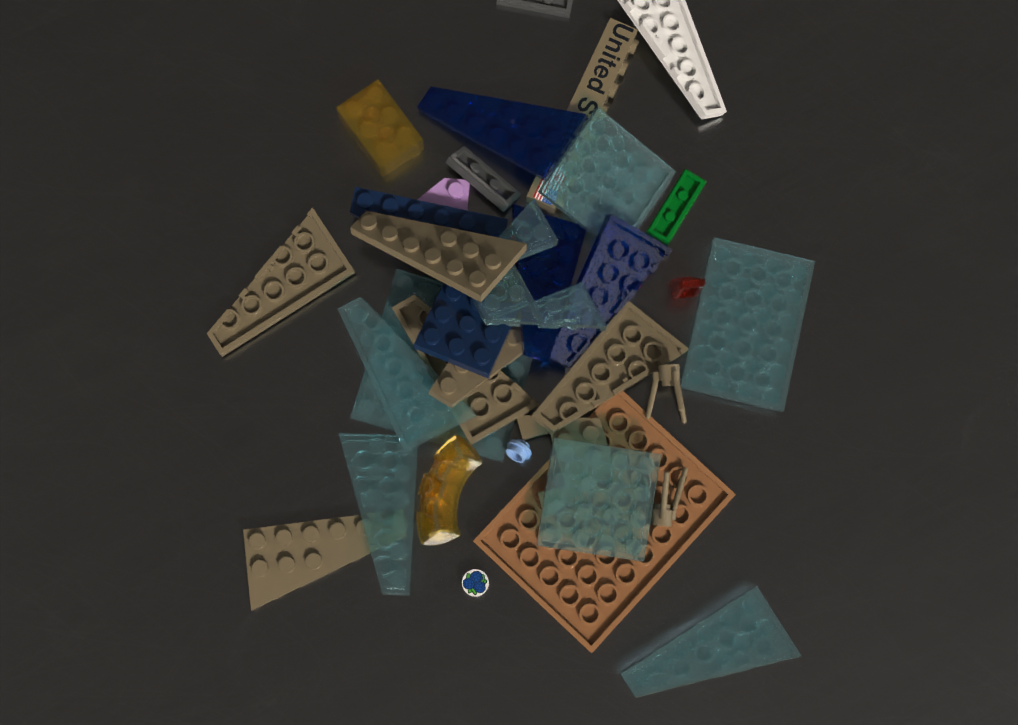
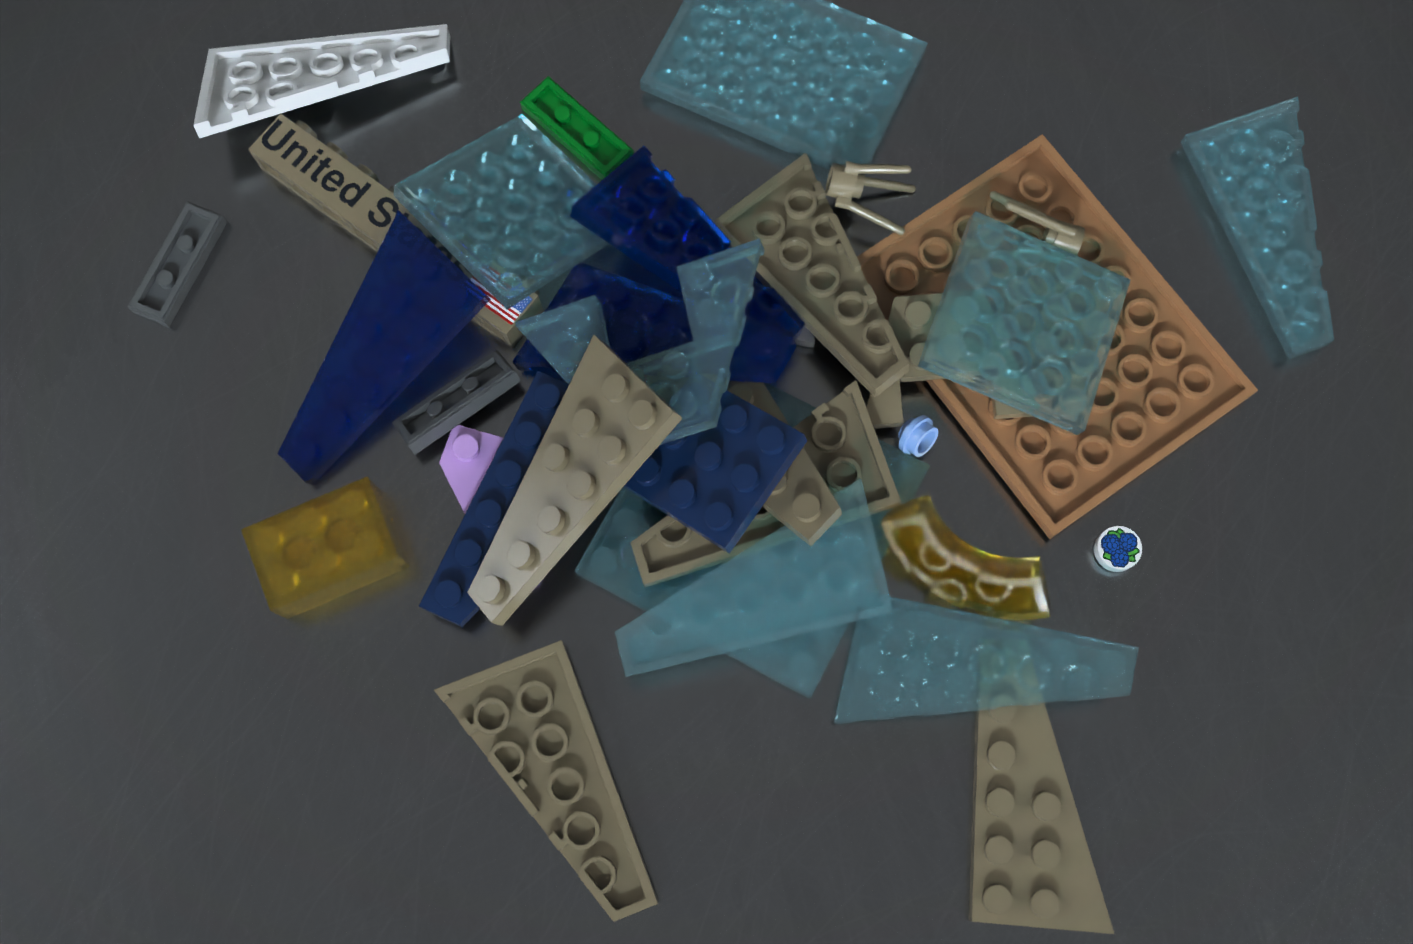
camera: 70 degrees left, 5 degrees down
(686, 287) = (707, 132): clear red slope -> none

